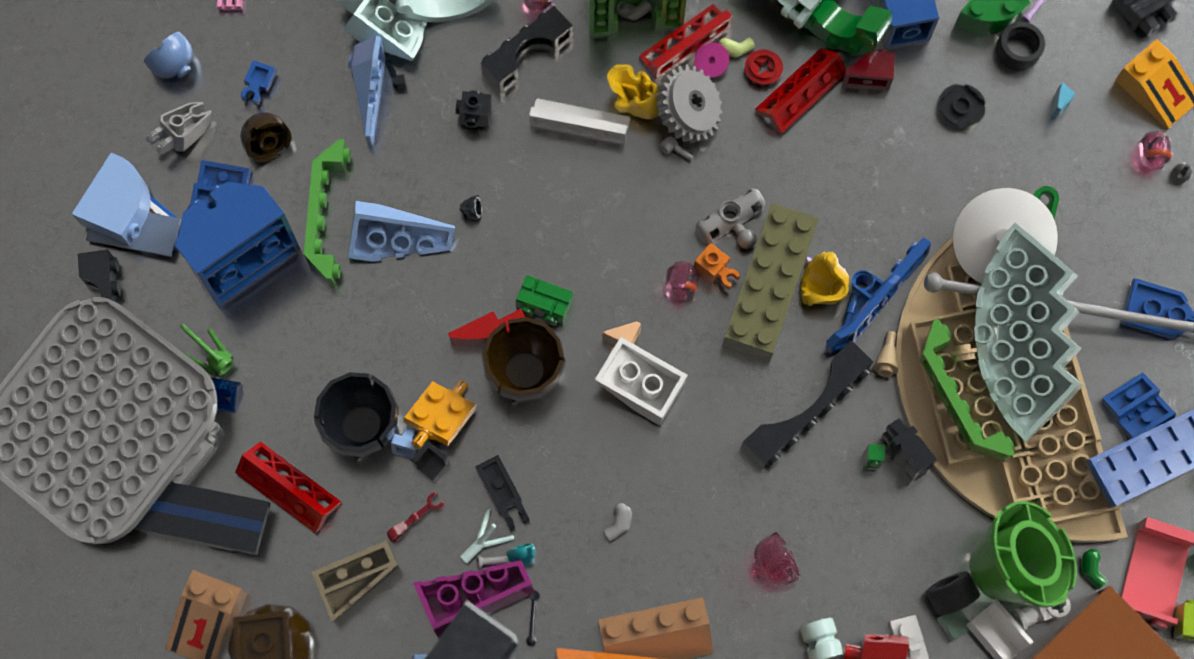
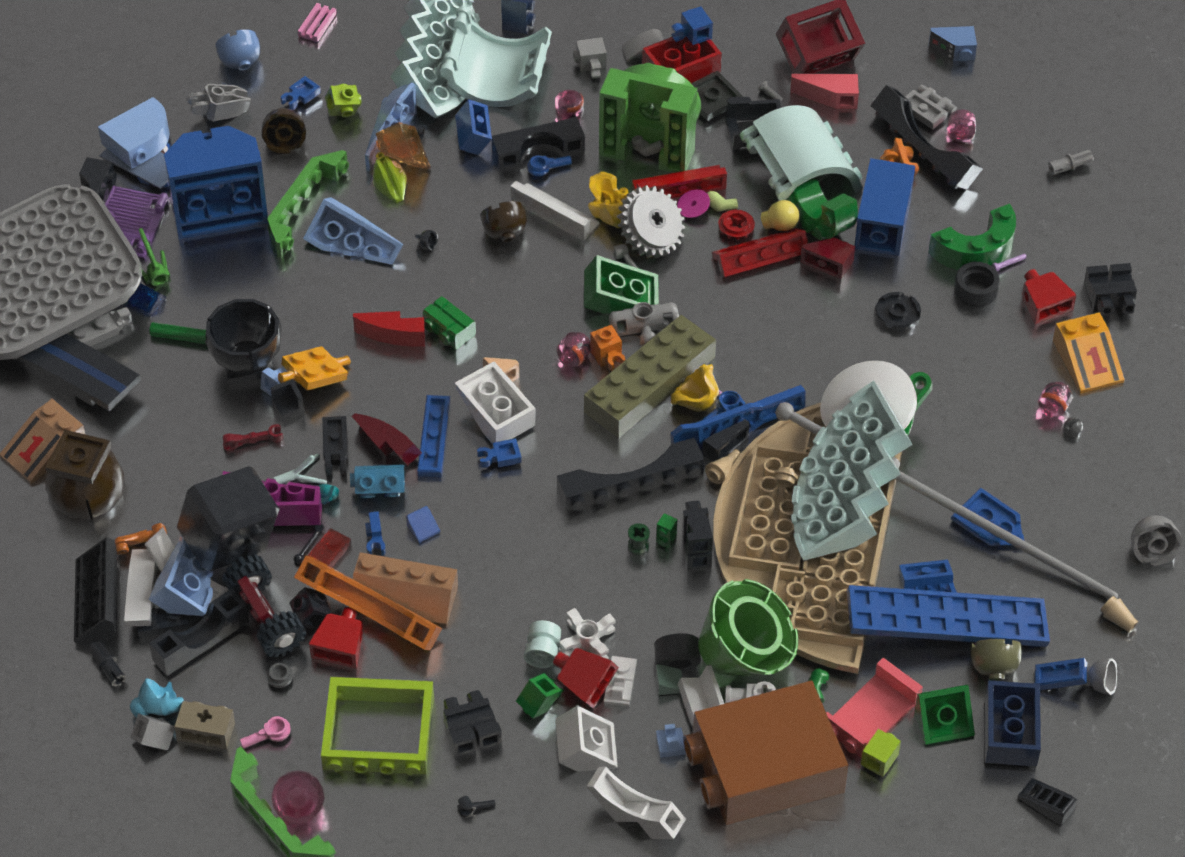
camera: 25 degrees right, 20 degrees down
(159, 301) = (133, 211): none -> medium lavender window
(279, 422) = (177, 332): none -> green axle
(283, 488) = (159, 378): red fence -> none
(308, 76) = (343, 100): none -> lime brick
(352, 577) = (178, 454): dark tan wedge -> none
(398, 148) = (389, 177): none -> lime hat
(400, 112) = (403, 144): none -> clear orange slope
(456, 57) = (473, 127): none -> blue brick
(474, 109) = (468, 168): black brick -> none
(524, 361) = (402, 354): dark brown plate -> none
(540, 74) = (540, 165): none -> blue plate
(543, 159) = (504, 222): none -> dark brown cylinder
(552, 464) = (388, 438): none -> dark red slope
(556, 621) = (331, 547): none -> clear red plate
(569, 518) = (378, 479): none -> dark azure brick
(593, 437) = (434, 436): none -> blue tile
(593, 579) = (373, 530): none -> blue plate
(622, 522) = (424, 499): light grey arm -> none
(635, 549) = (422, 524): none -> blue slope
(672, 430) = (503, 453): none -> blue plate
(690, 190) = (617, 286): none -> green slope
(775, 561) = (535, 572): clear pink cylinder -> none
(805, 44) = (781, 216): none -> light yellow piece
(844, 475) = (638, 539): none -> dark green bush
(873, 336) = (725, 441): none -> black slope
(875, 621) = (587, 628): none -> white pin
(995, 446) = (767, 549): bright green slope -> none
(1062, 99) = (990, 335): medium azure slope -> none
(1090, 34) = (1046, 296): none -> red torso

